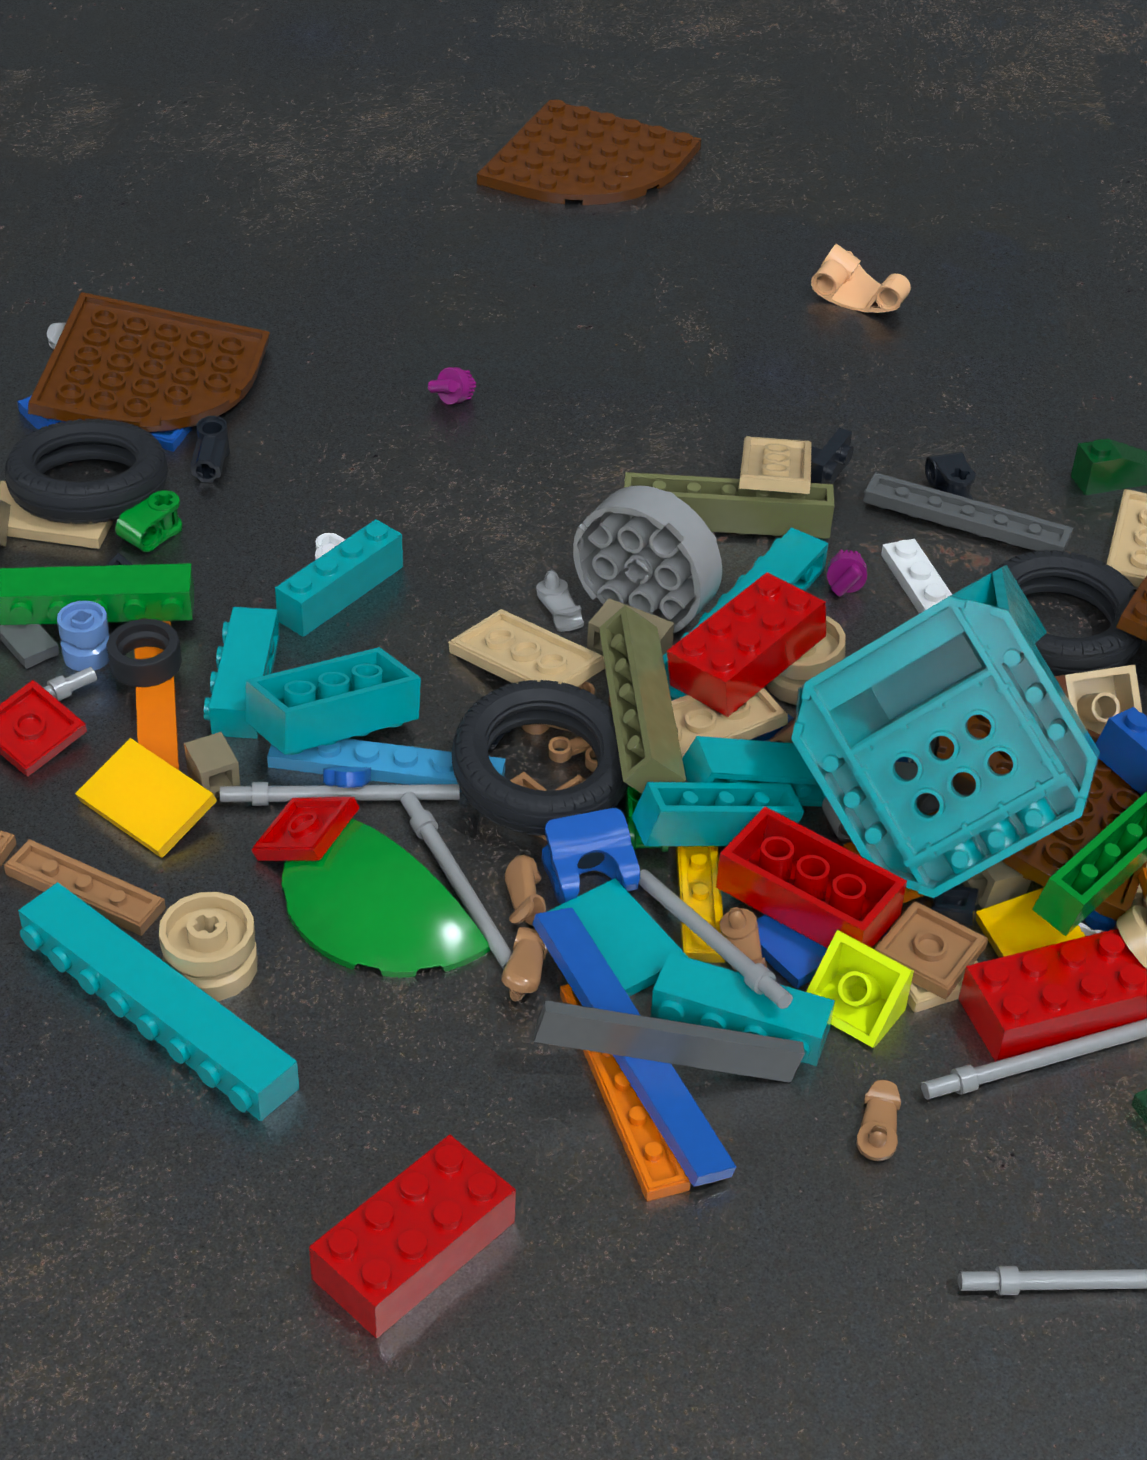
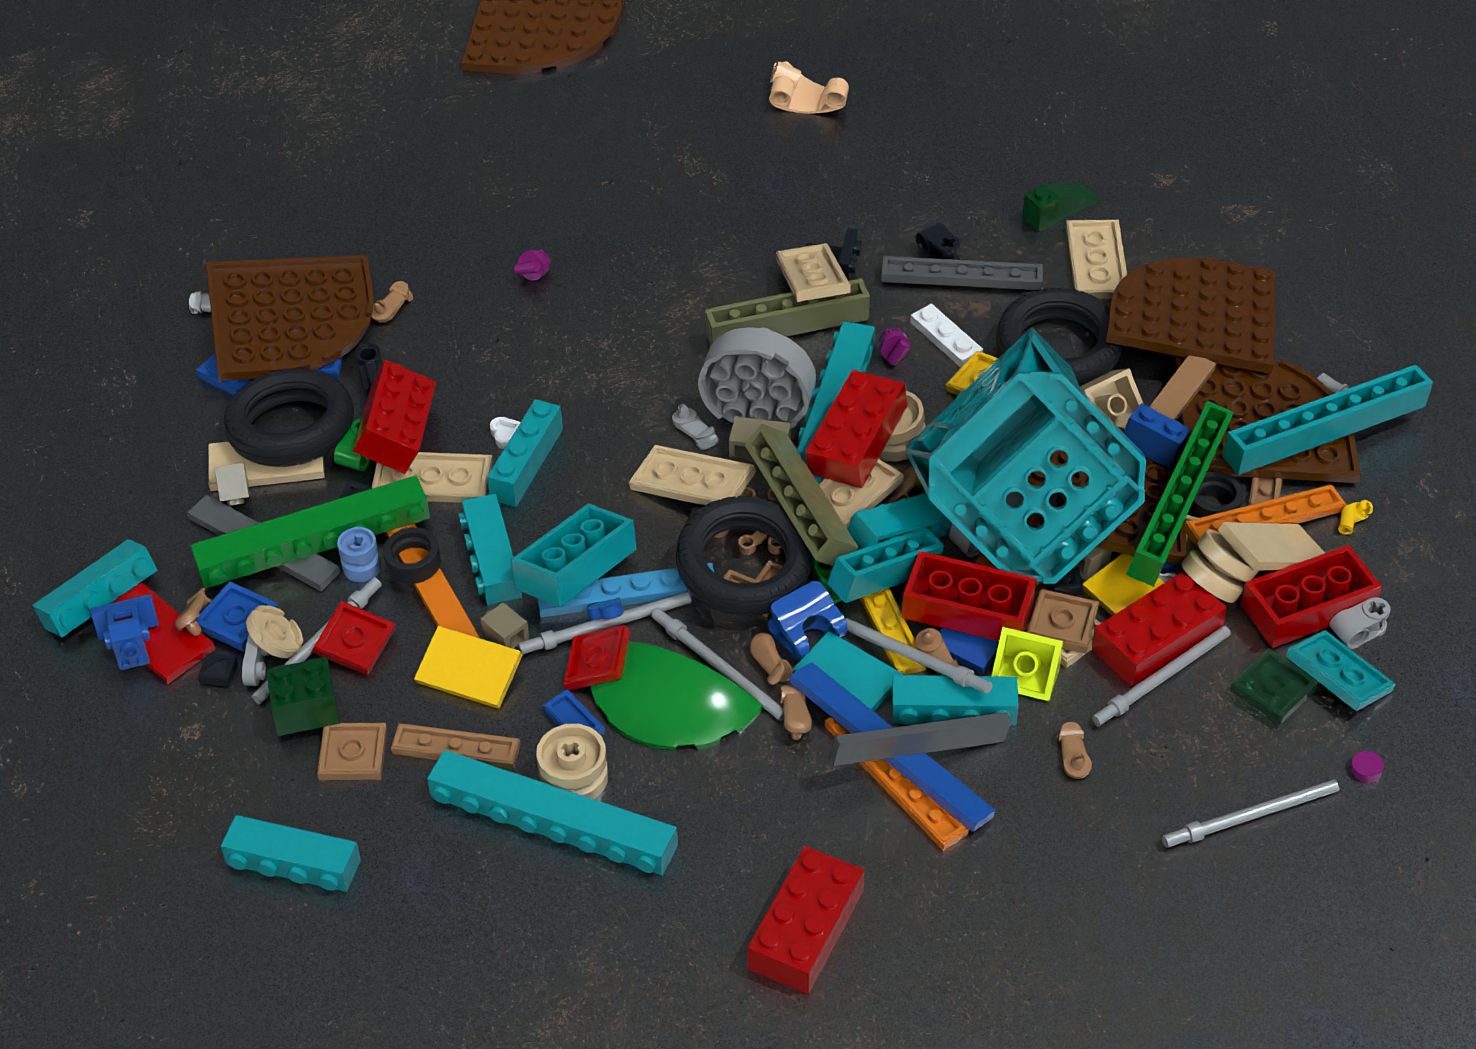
camera: 15 degrees left, 5 degrees up
(201, 497) = (394, 416): none -> red brick
(225, 576) = (443, 475): none -> tan tile
(246, 884) = (569, 710): none -> blue tile
(264, 392) = (386, 308): none -> medium nougat piece

